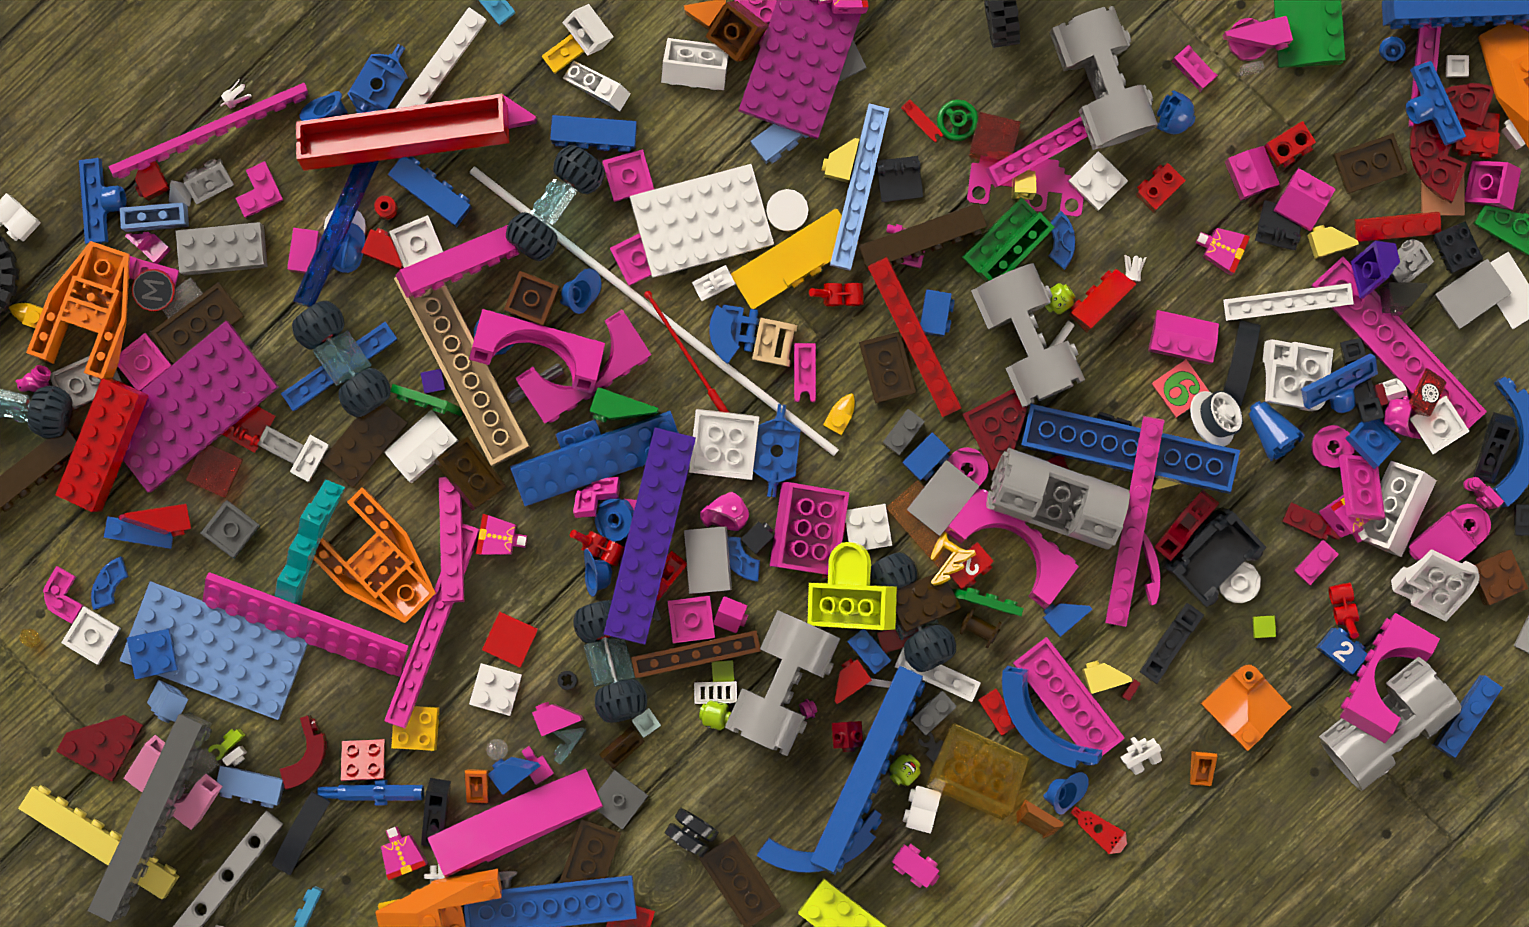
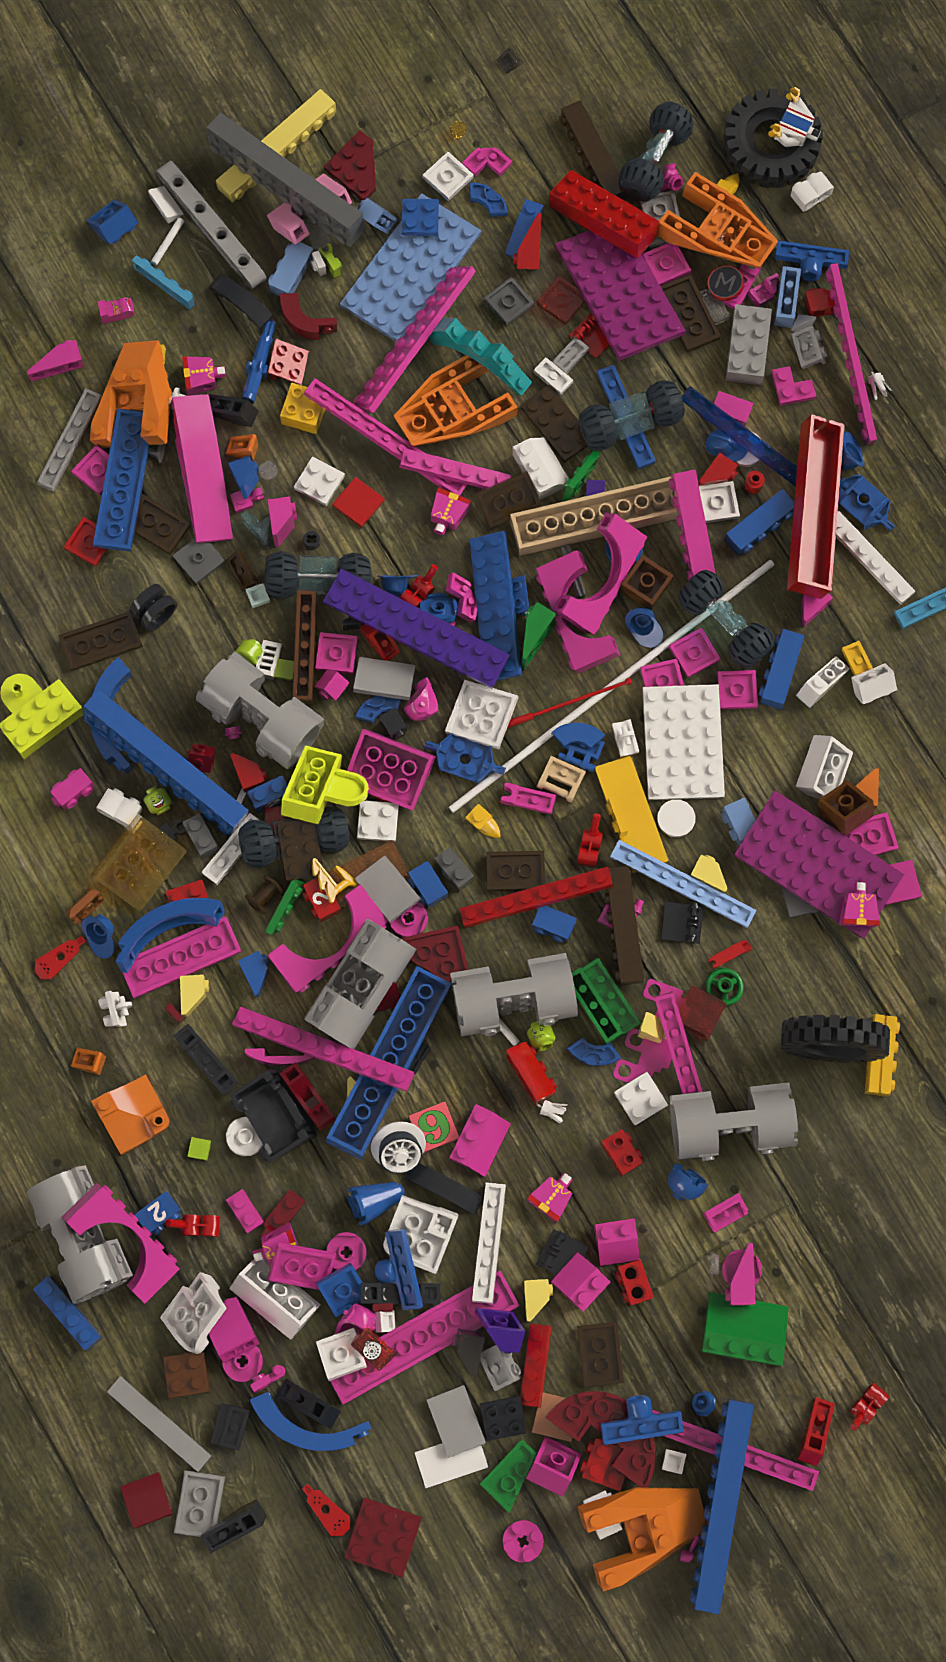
camera: 100 degrees right, 10 degrees down
(597, 230) = (694, 652): none -> dark pink plate

